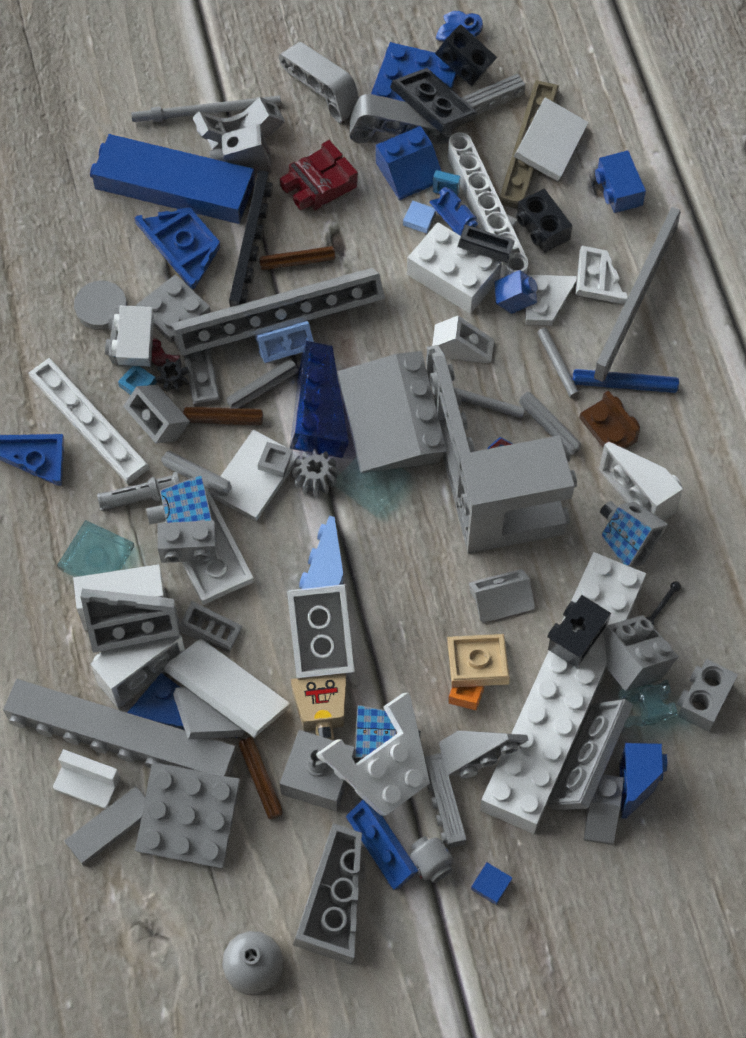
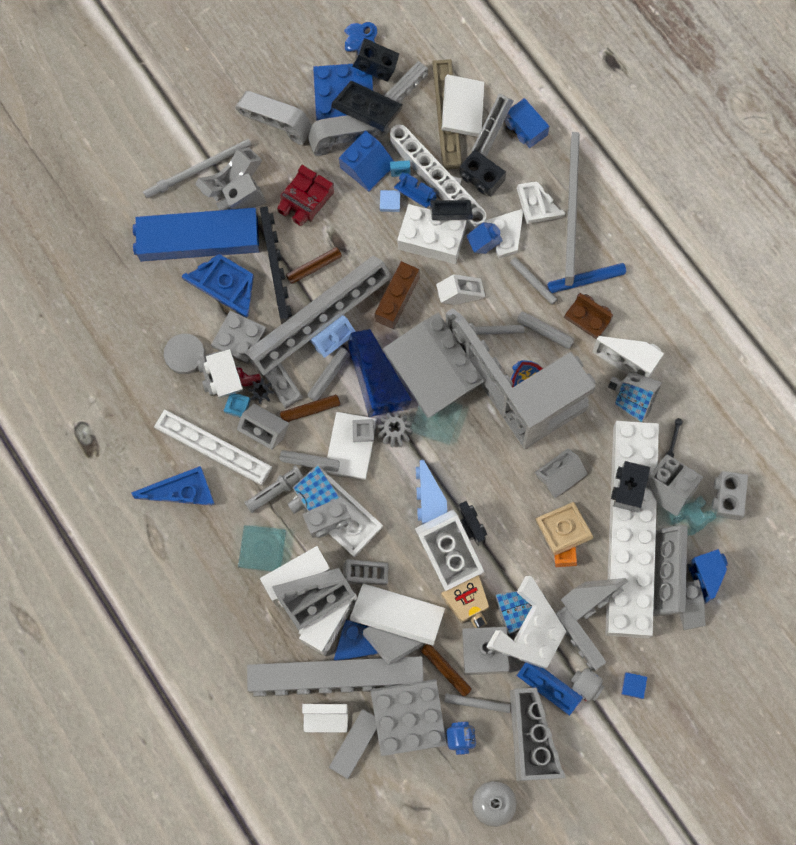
camera: 15 degrees left, 10 degrees up
(244, 864) = (461, 737): none -> blue head
(282, 832) = (478, 703): none -> light grey bar
(362, 611) = (471, 524): none -> black plate
(382, 322) = (397, 295): none -> reddish brown brick
(577, 167) = (493, 124): none -> light grey piece

